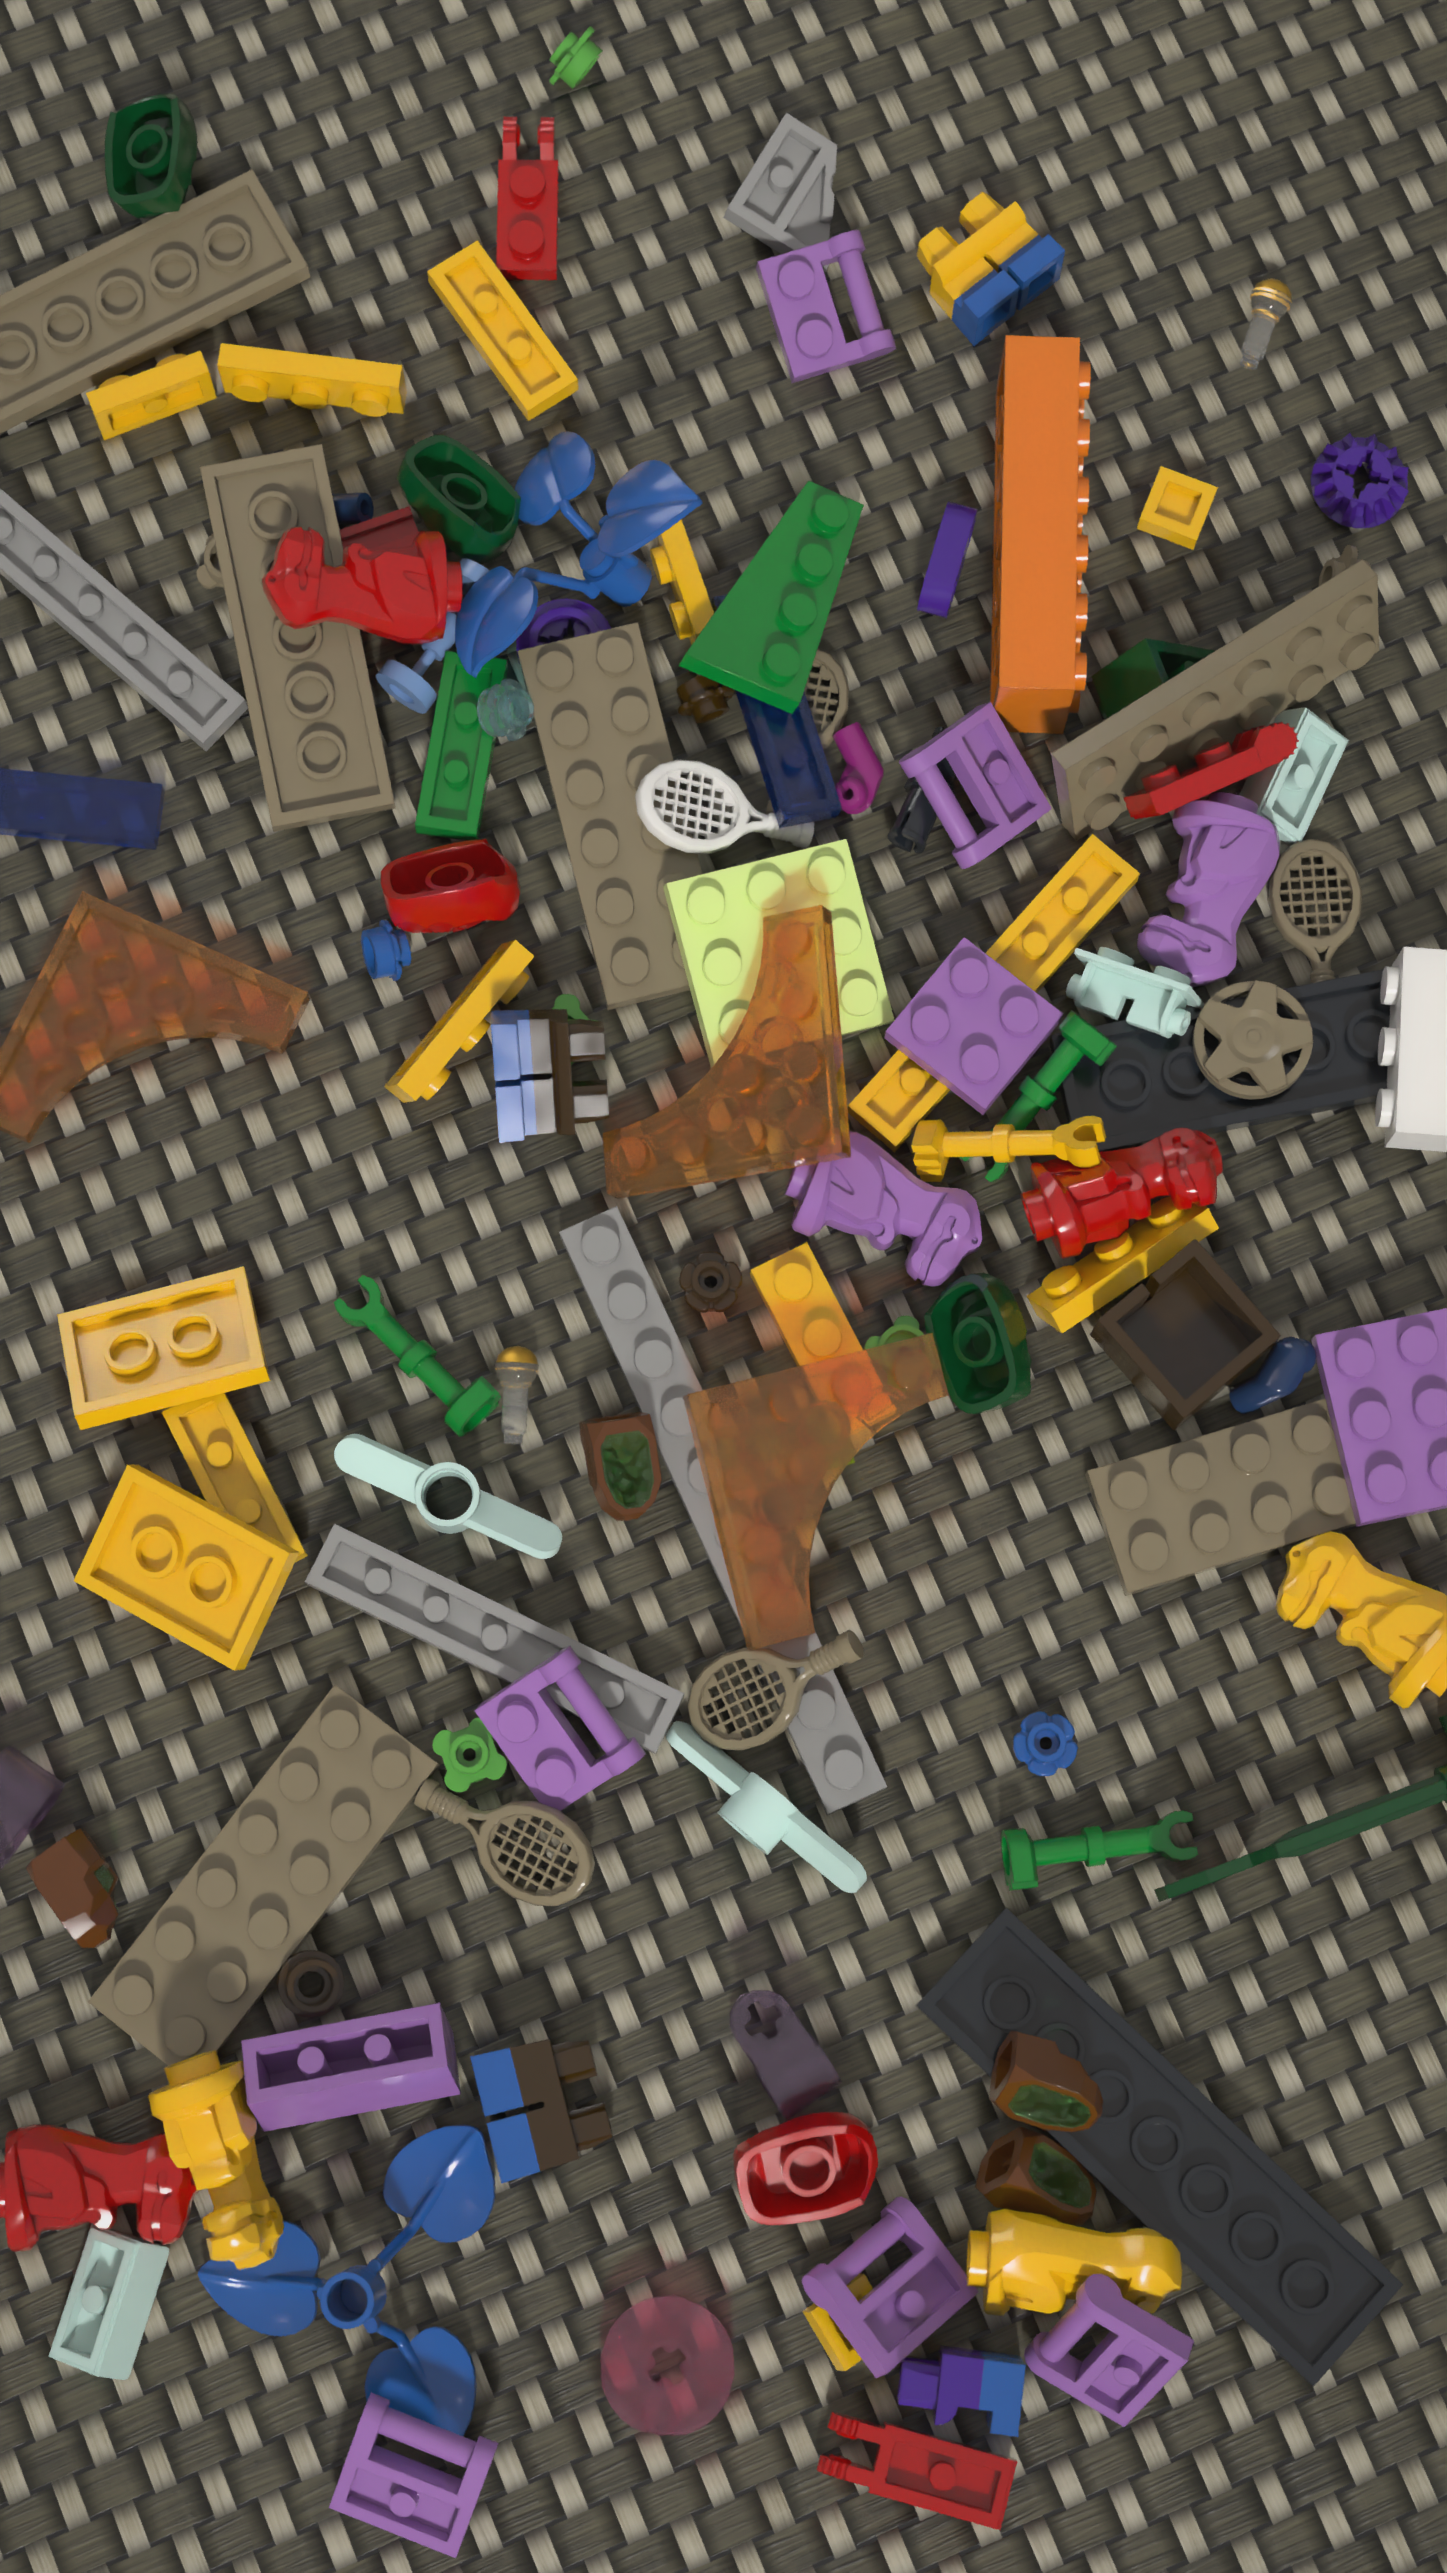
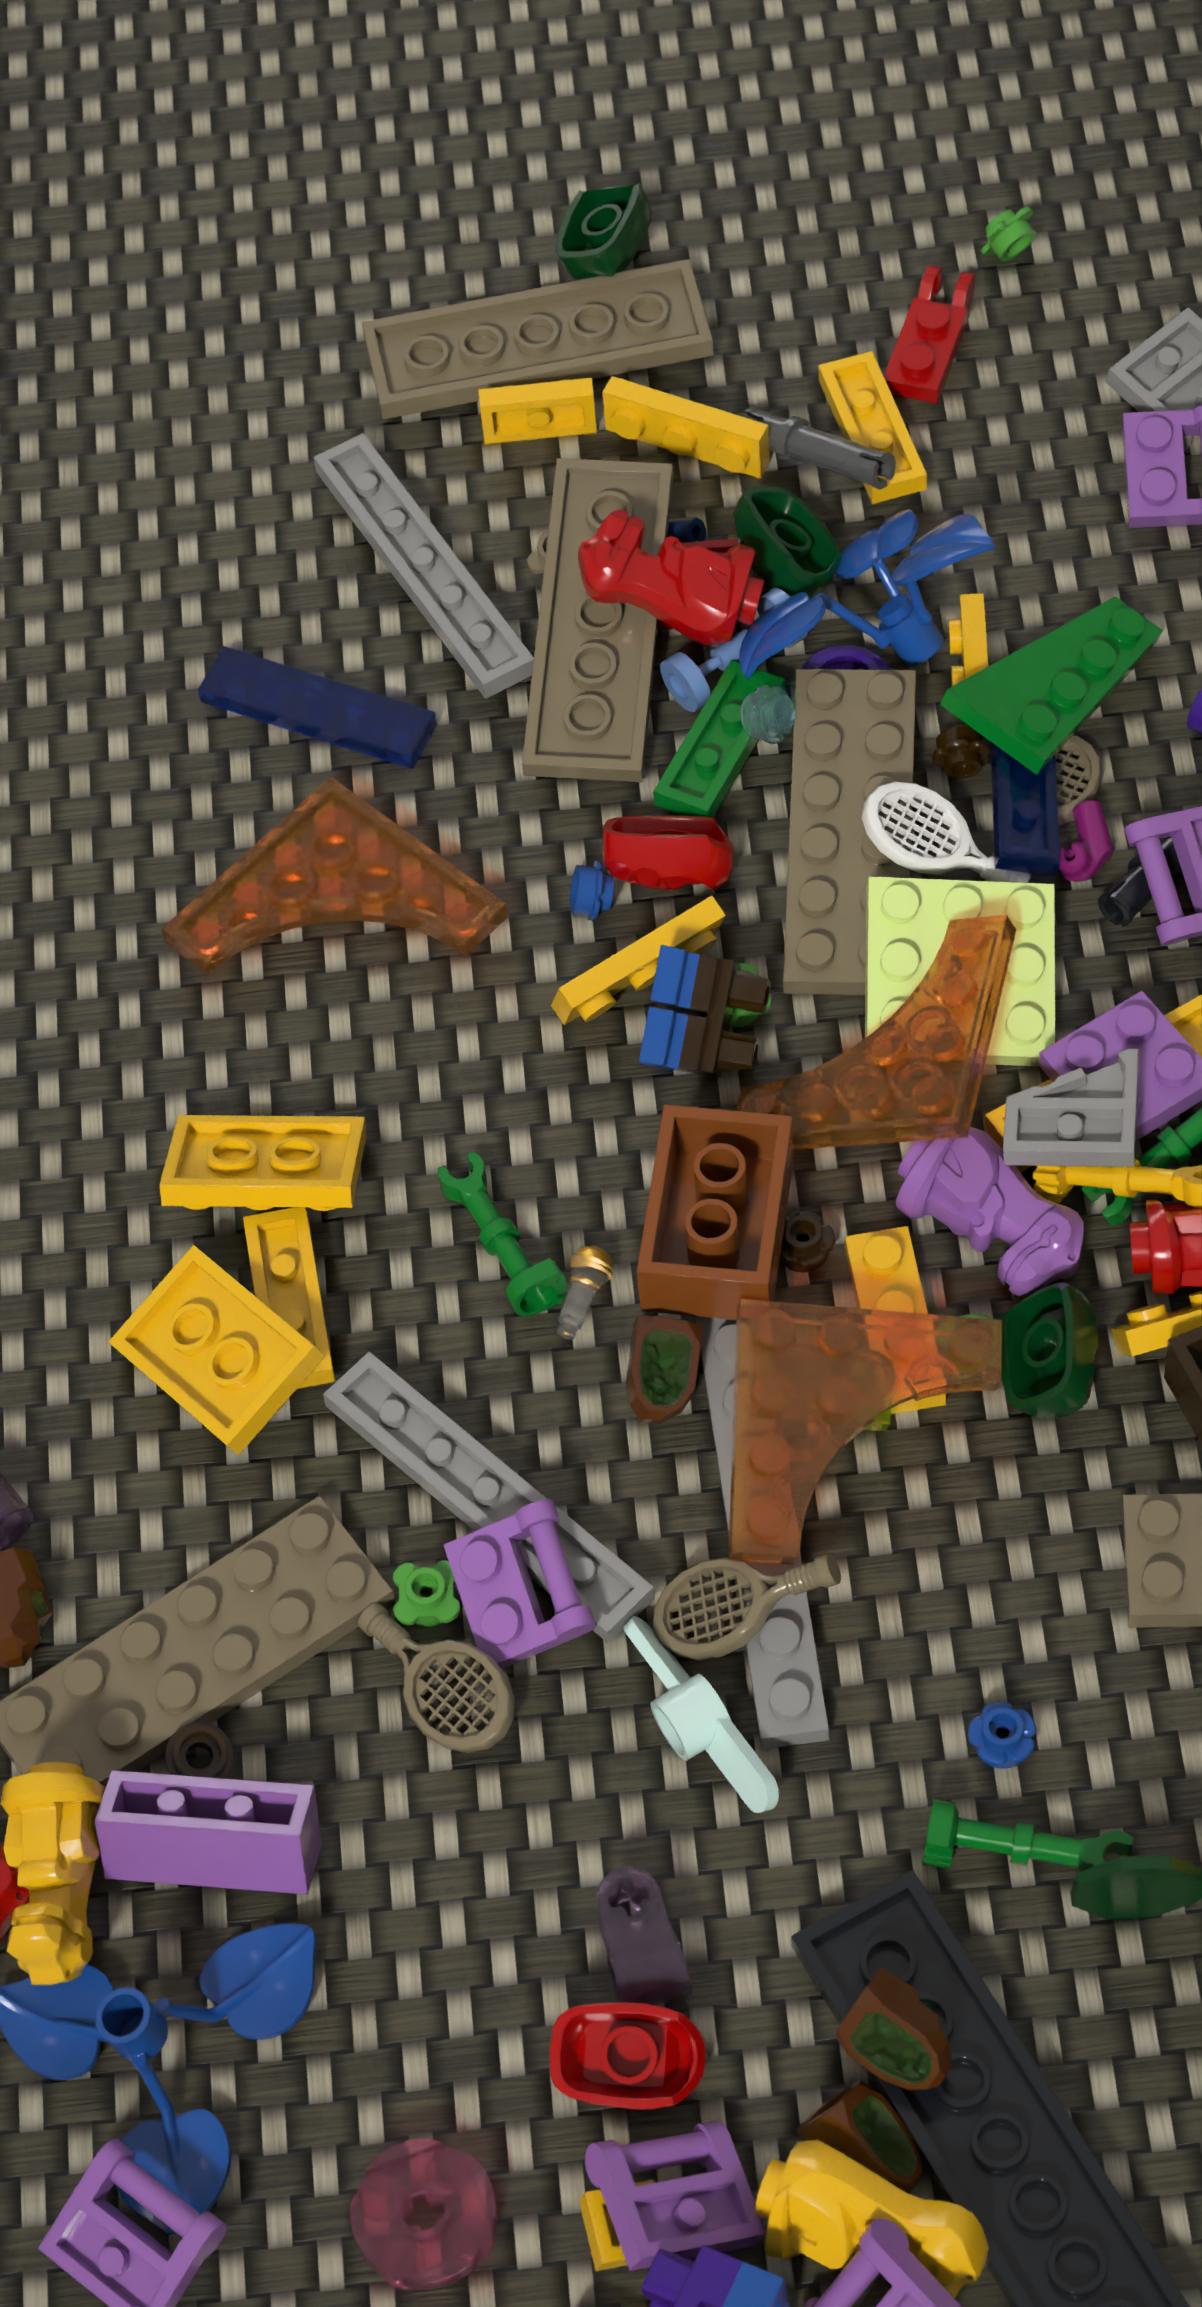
camera: 25 degrees right, 20 degrees down
(413, 1478) = (466, 1338): light aqua piece -> none
(433, 369) = (800, 442): none -> dark grey pin
(549, 2134) = (370, 1925): dark brown hips -> none
(633, 1299) = (715, 1211): none -> dark orange brick
(949, 1103) = (1076, 1118): none -> light grey wing

